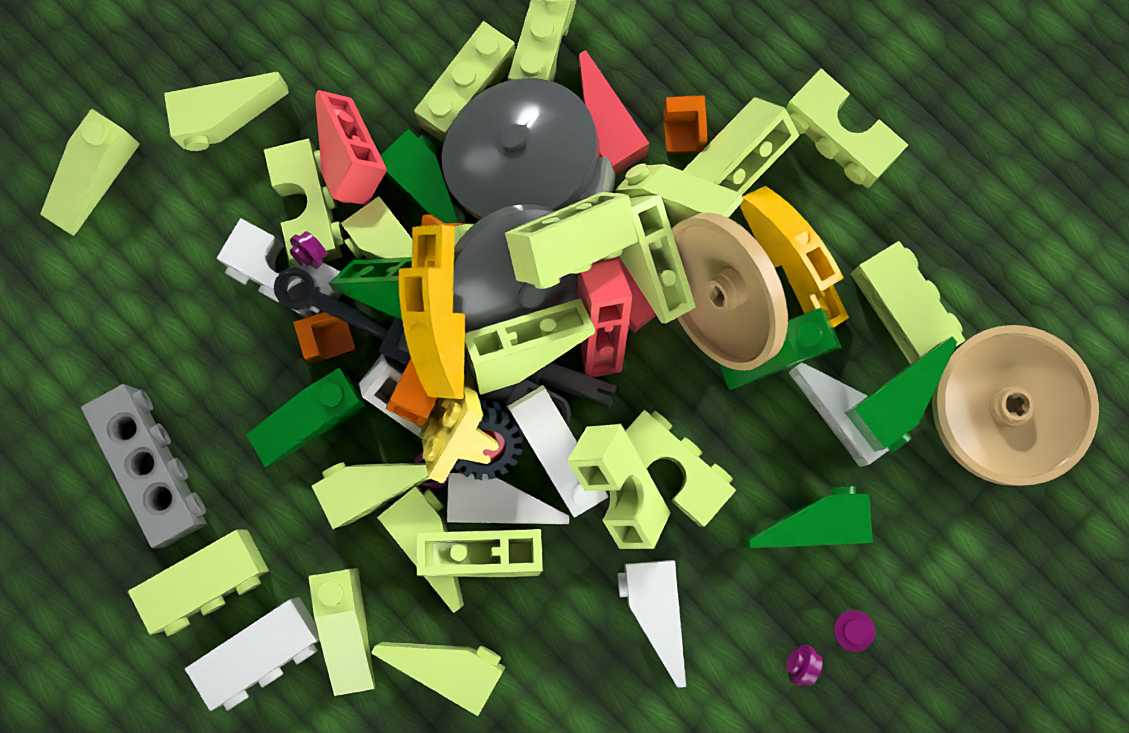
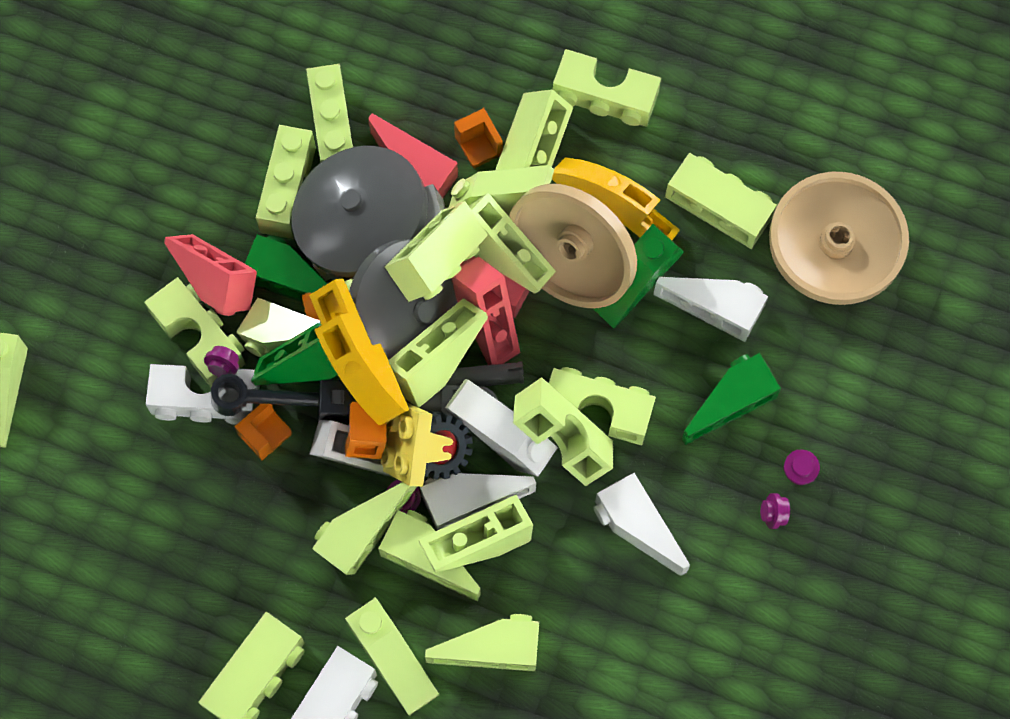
camera: 30 degrees left, 10 degrees down
(108, 419) = (111, 573): light grey brick -> none
(217, 110) = (85, 290): yellowish green slope -> none
(306, 417) = (279, 501): green slope -> none
(900, 402) = (747, 273): green slope -> none

